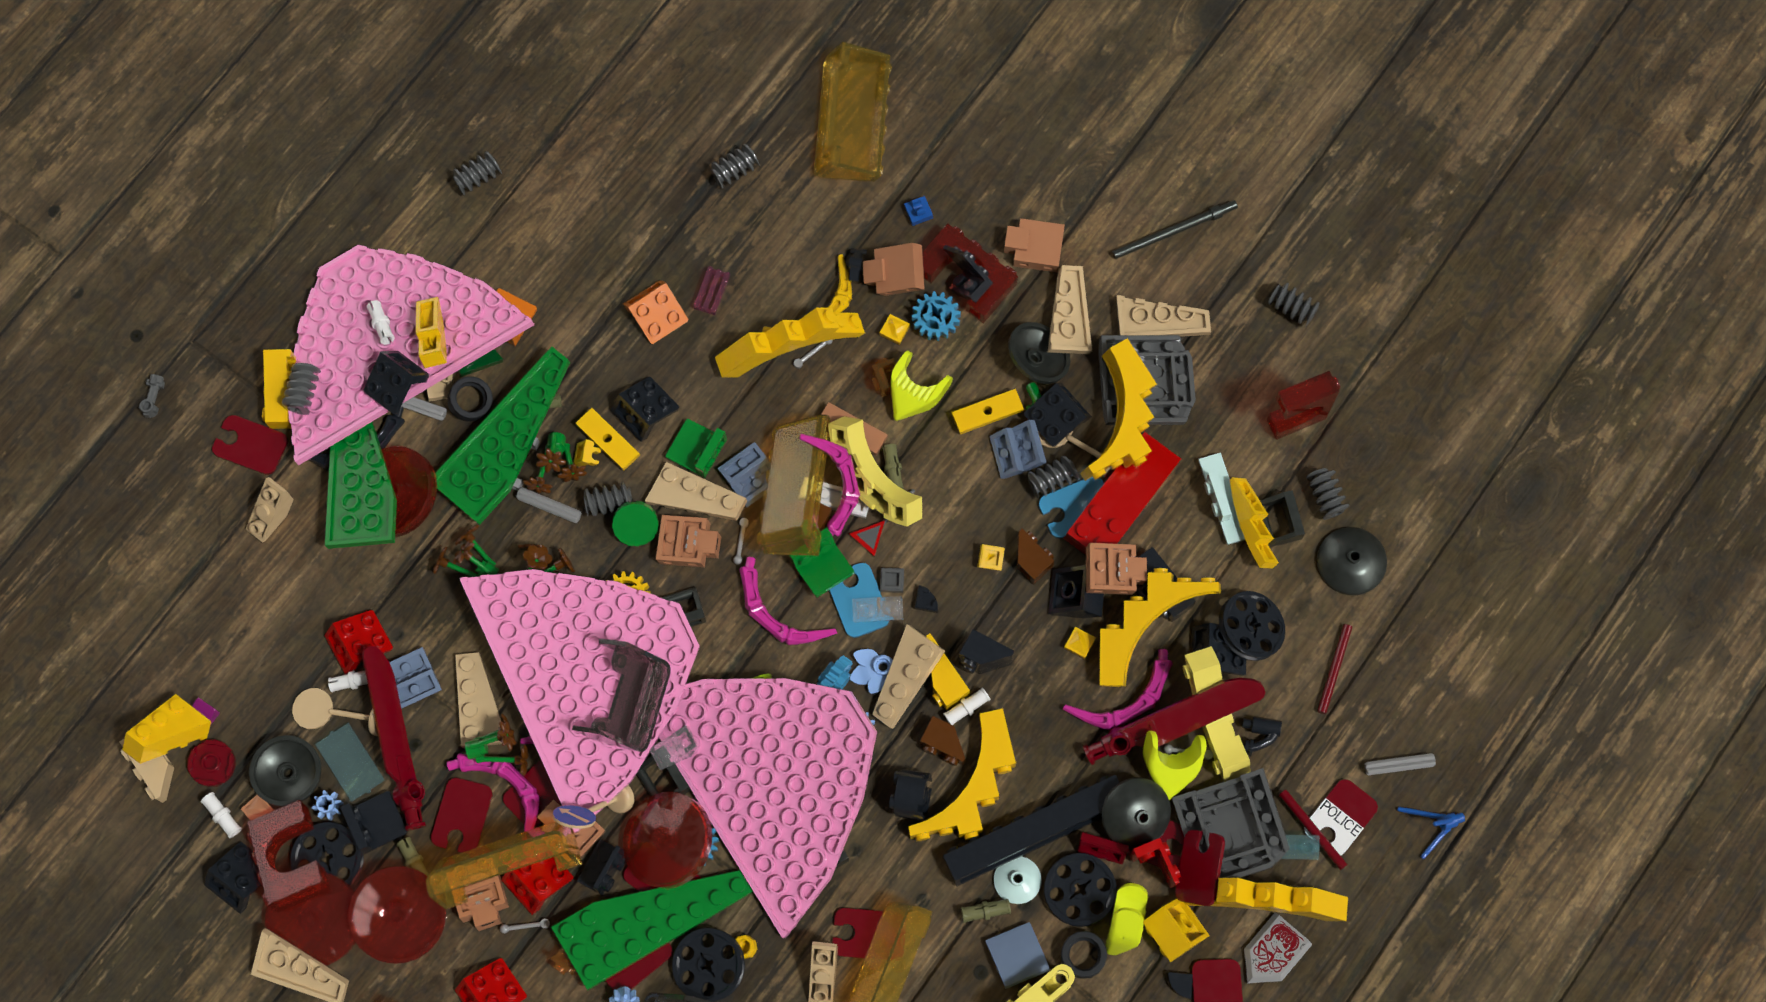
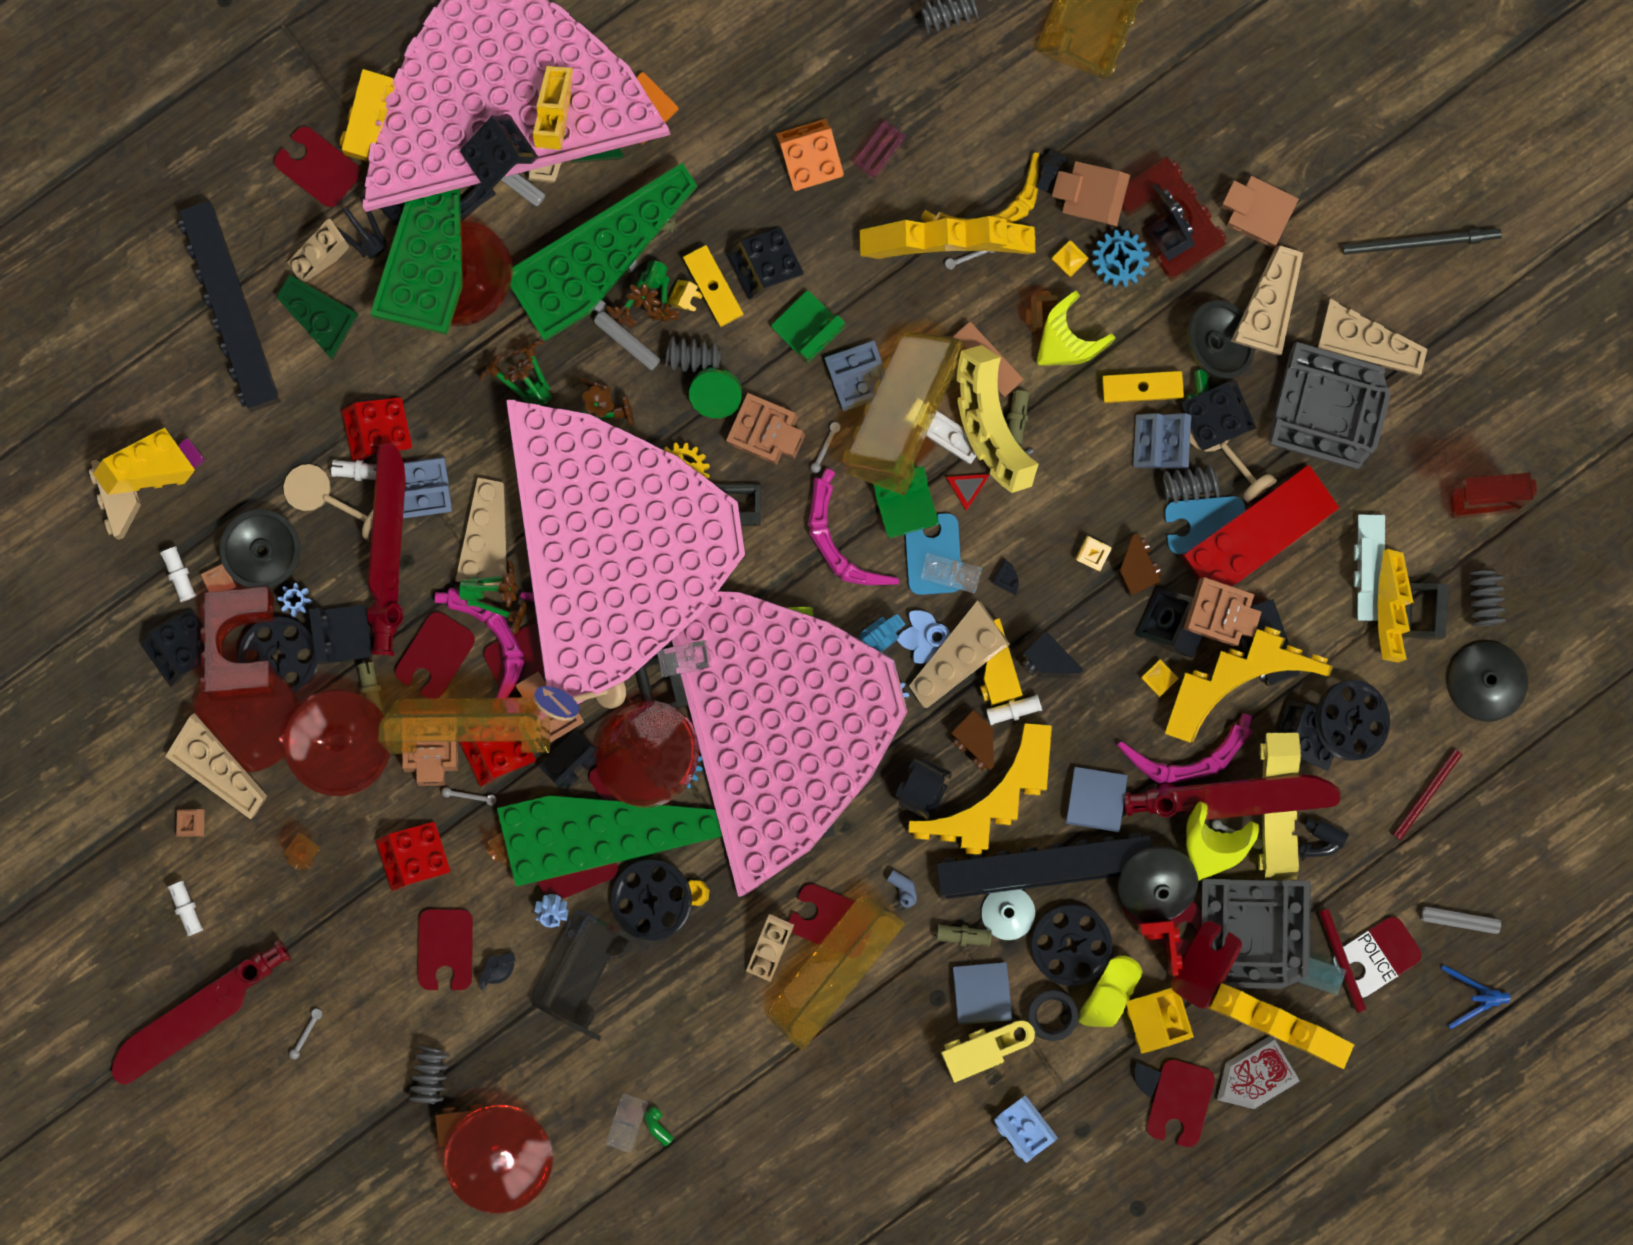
camera: 15 degrees right, 10 degrees up
(148, 405) = (217, 88): dark grey bar -> none
(206, 579) = (230, 307): none -> black brick
(211, 763) = (182, 513): dark red tile -> none
(283, 562) = (318, 314): none -> dark green wing
(299, 387) = (391, 125): dark grey piece -> none
(312, 492) = (372, 244): none -> black plant
(350, 762) = (331, 559): clear light blue piece -> none
(380, 322) = (500, 77): white pin -> none
(481, 386) = (594, 189): black tyre -> none
(635, 700) = (657, 595): clear smoke windscreen -> none
(692, 493) = (783, 374): tan wing -> none
(850, 488) = (962, 432): dark pink animal -> none
(892, 580) = (977, 543): dark grey tile -> none
(918, 210) = (1140, 128): blue tile -> none
(923, 885) = (906, 888): none -> sand blue arm
(1060, 759) = (1096, 799): none -> sand blue slope
(1102, 848) = (1110, 909): dark red tile -> none
(1132, 386) = (1311, 411): yellow arch -> none
(1293, 303) = (1525, 371): dark grey piece -> none

